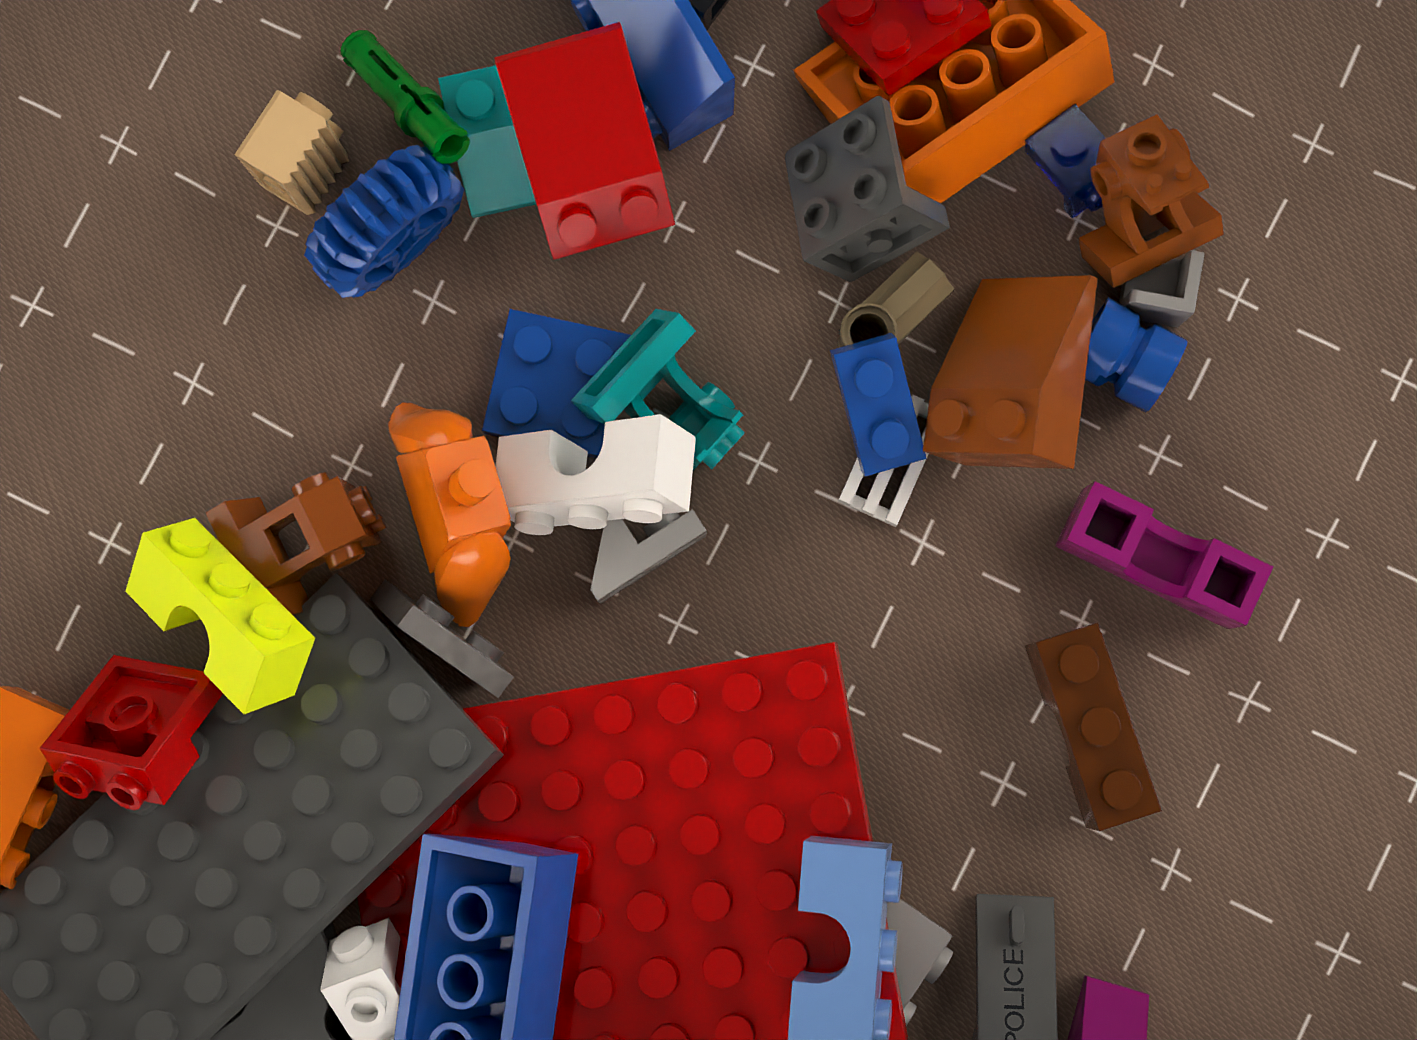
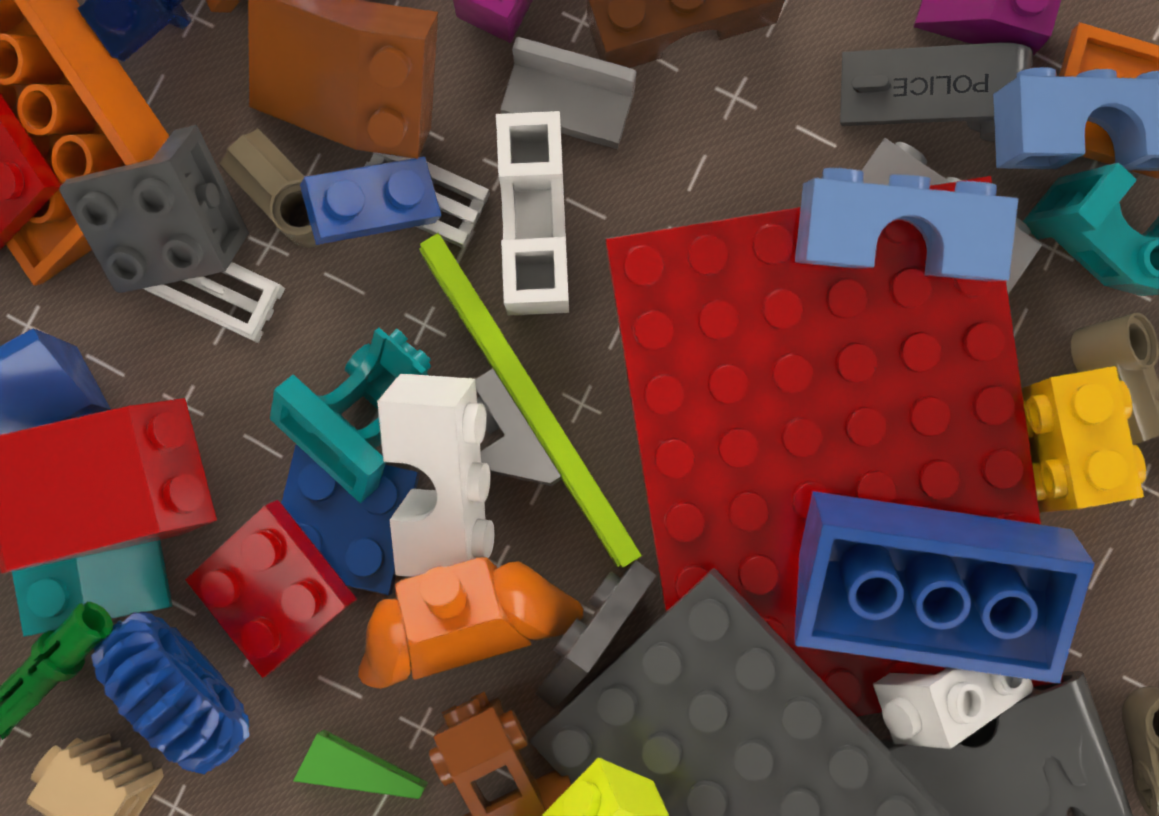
camera: 90 degrees left, 0 degrees up
(313, 394) = (344, 765): none -> bright green piece
(487, 314) = (270, 588): none -> red plate
(675, 568) = (529, 401): none -> lime tile
(770, 297) = (260, 310): none -> white tile
(868, 570) = (532, 213): none -> white arch
(998, 606) = (586, 90): none -> light grey panel

